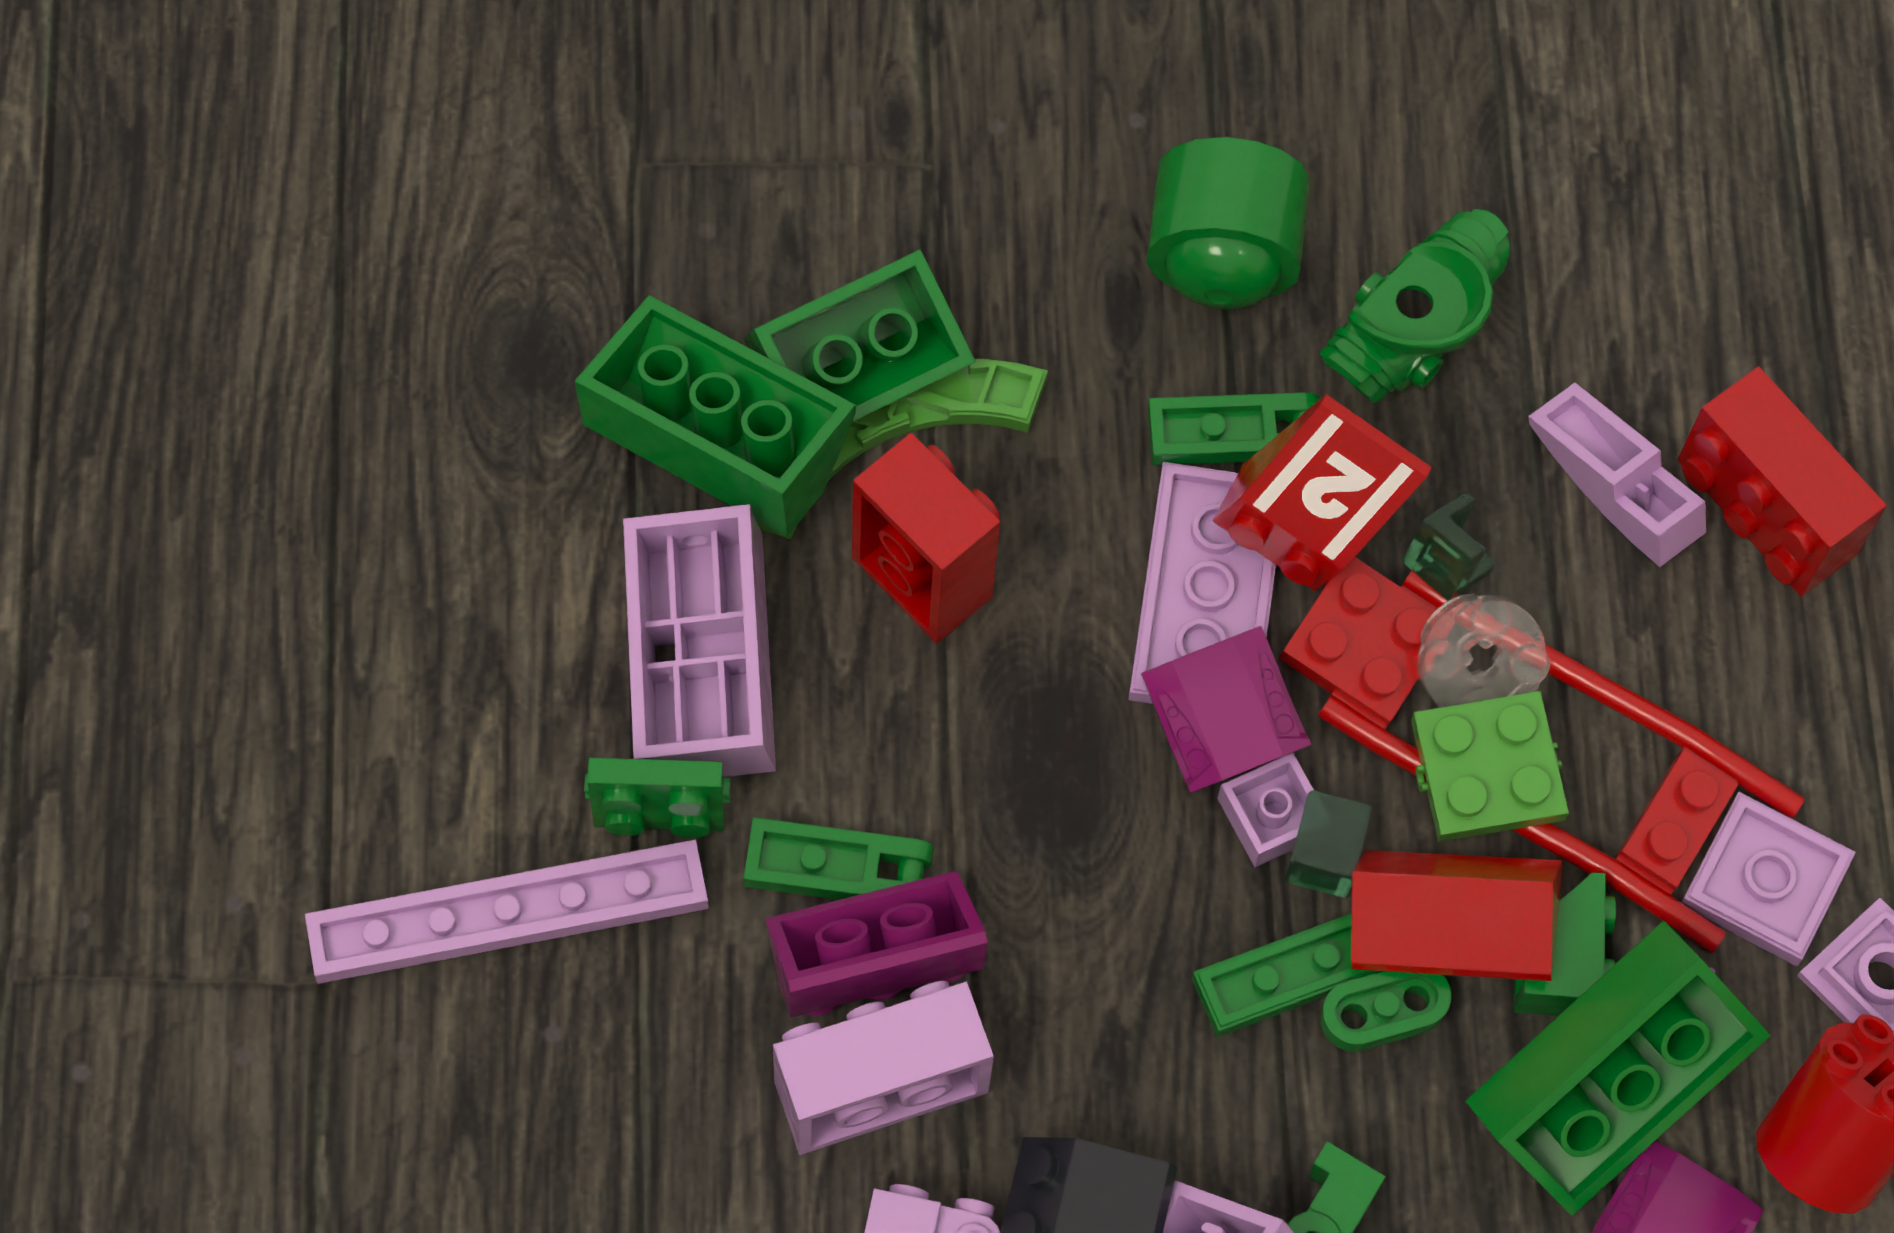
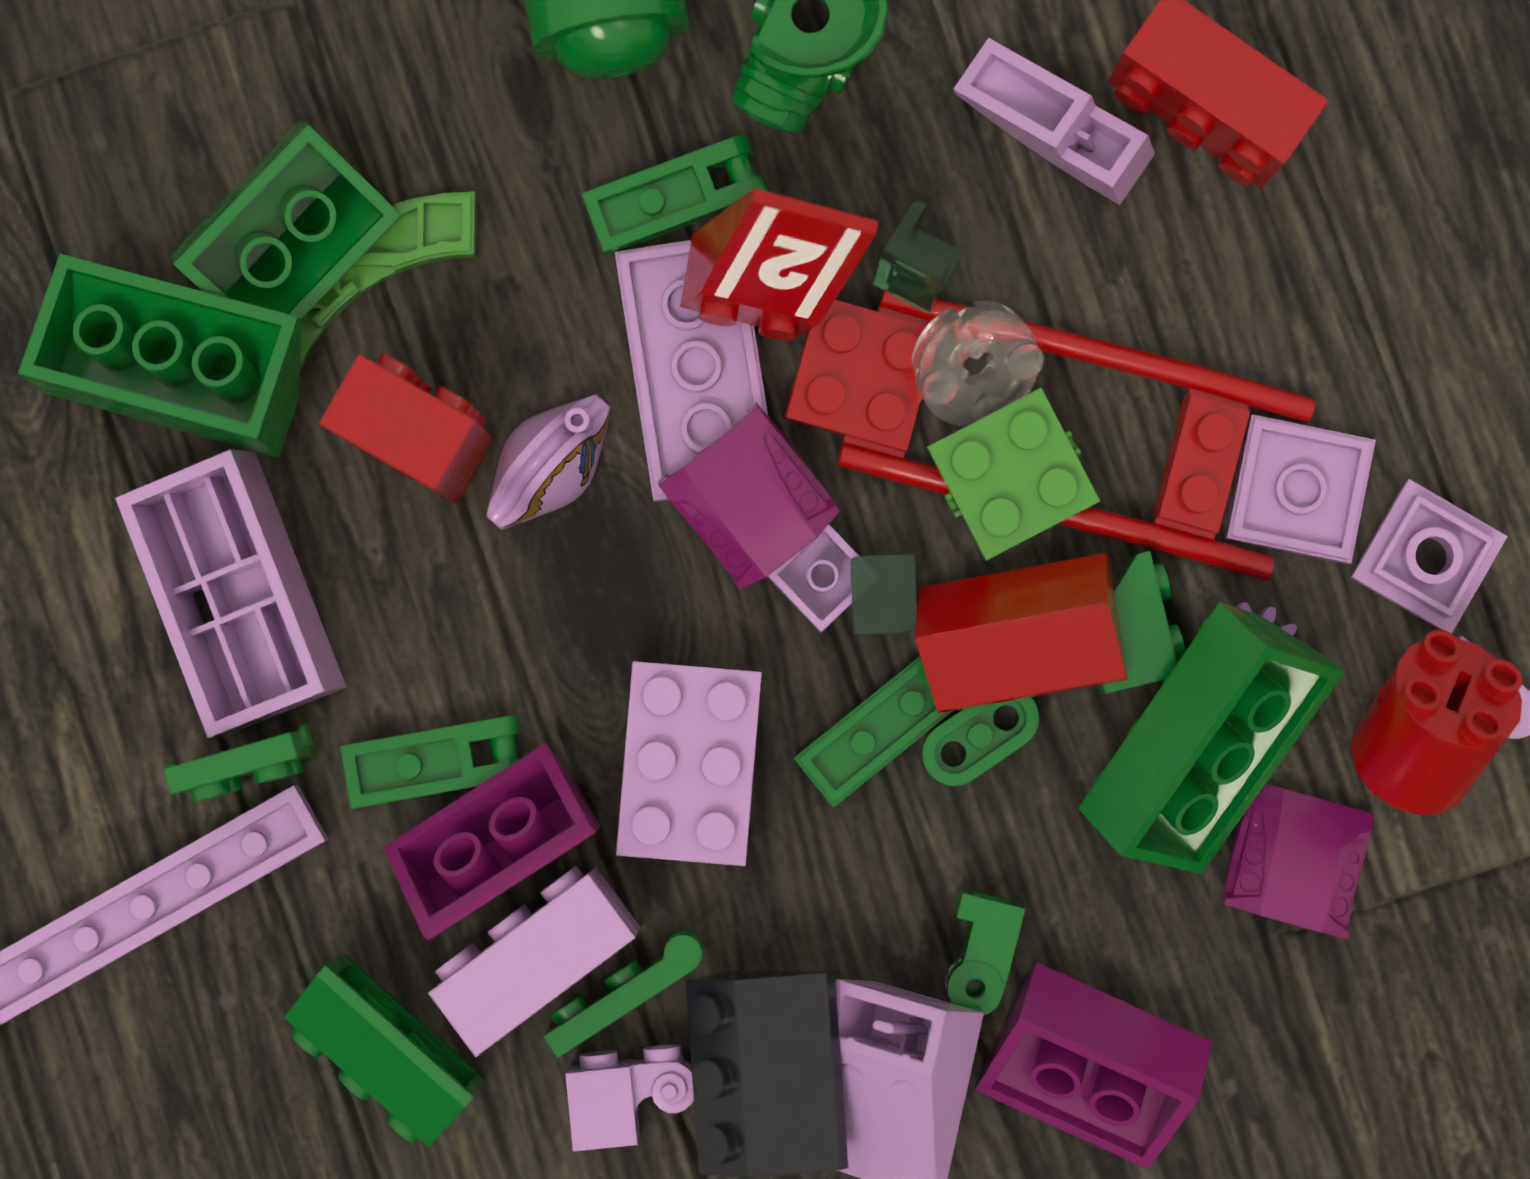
camera: 15 degrees left, 20 degrees up
(697, 1114) = (383, 1051): none -> green slope
(956, 1141) = (627, 990): none -> green plate
(1038, 628) = (548, 461): none -> lavender hat
(1090, 938) = (689, 763): none -> lavender brick

